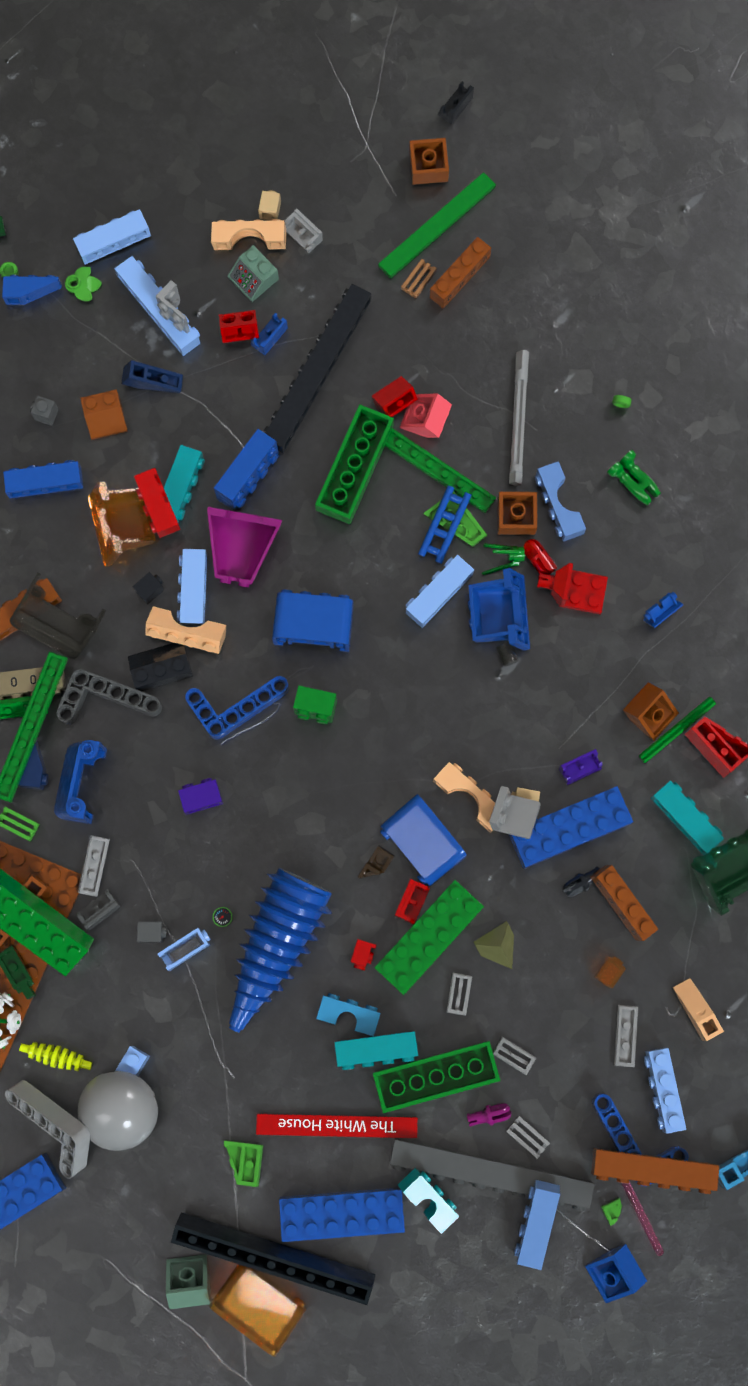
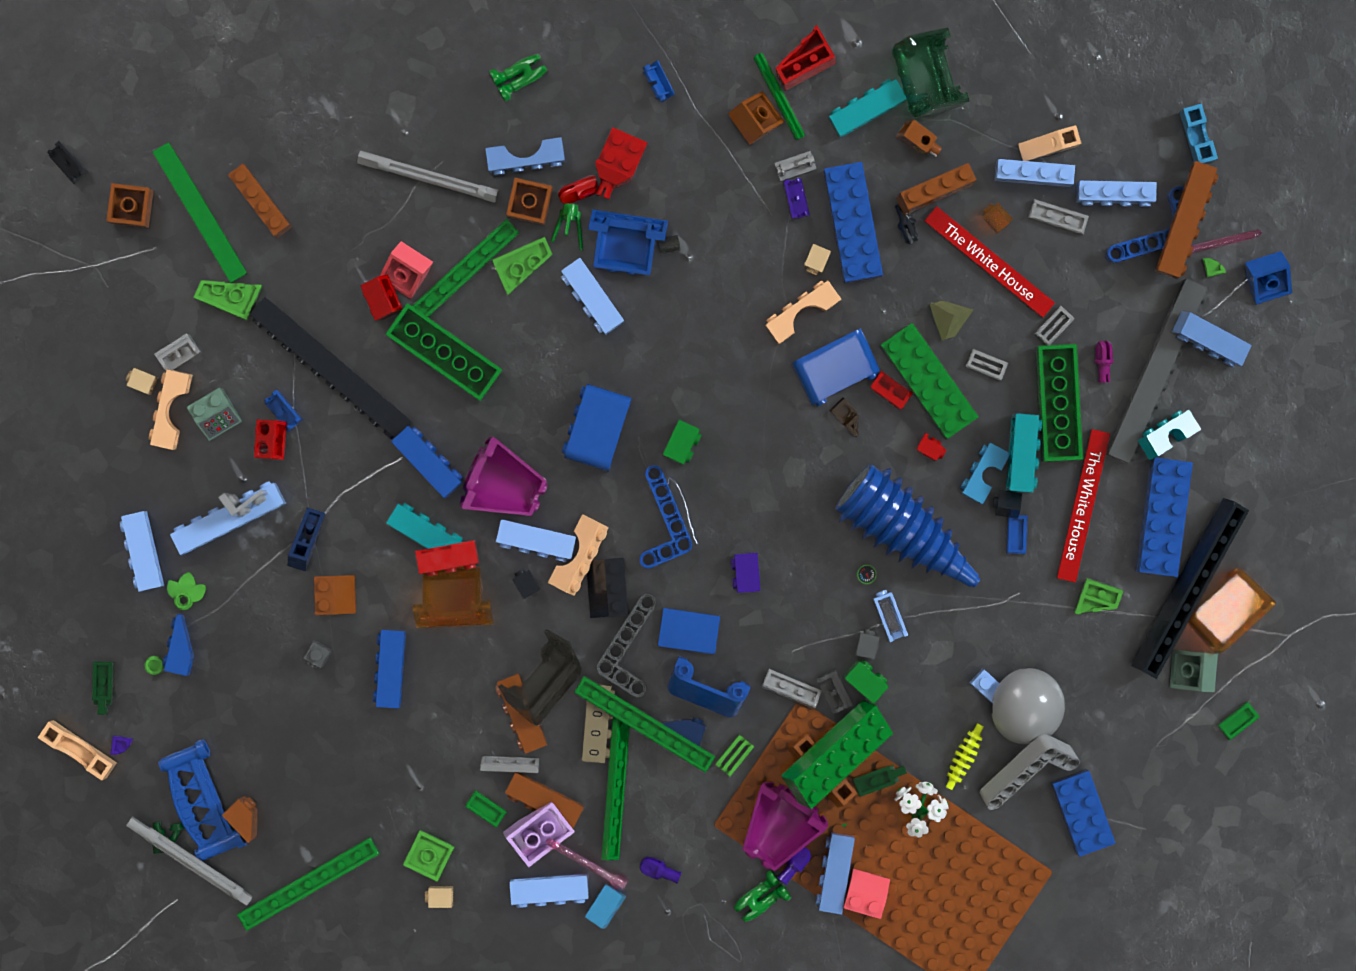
camera: 80 degrees left, 10 degrees up
(113, 937) = (865, 681): none -> green brick
(132, 753) = (689, 631): none -> blue tile
(145, 1342) = (1238, 721): none -> green tile
(293, 1062) = (1017, 535): none -> blue tile
(321, 1045) = (1008, 504): none -> black brick
(364, 265) = (229, 297): none -> bright green wing
(427, 266) = (244, 233): medium nougat tile -> none
(441, 513) = (523, 264): blue bar -> none
(514, 814) = (832, 273): light grey bracket -> none
(540, 1148) = (1143, 320): light grey tile -> none
(563, 975) = (989, 262): none -> red tile
(613, 760) = (795, 166): none -> light grey hinge
(621, 401) = (434, 69): bright green tile -> none
(664, 1001) = (1034, 173): none -> light blue brick
(670, 866) = (911, 135): none -> dark orange torso

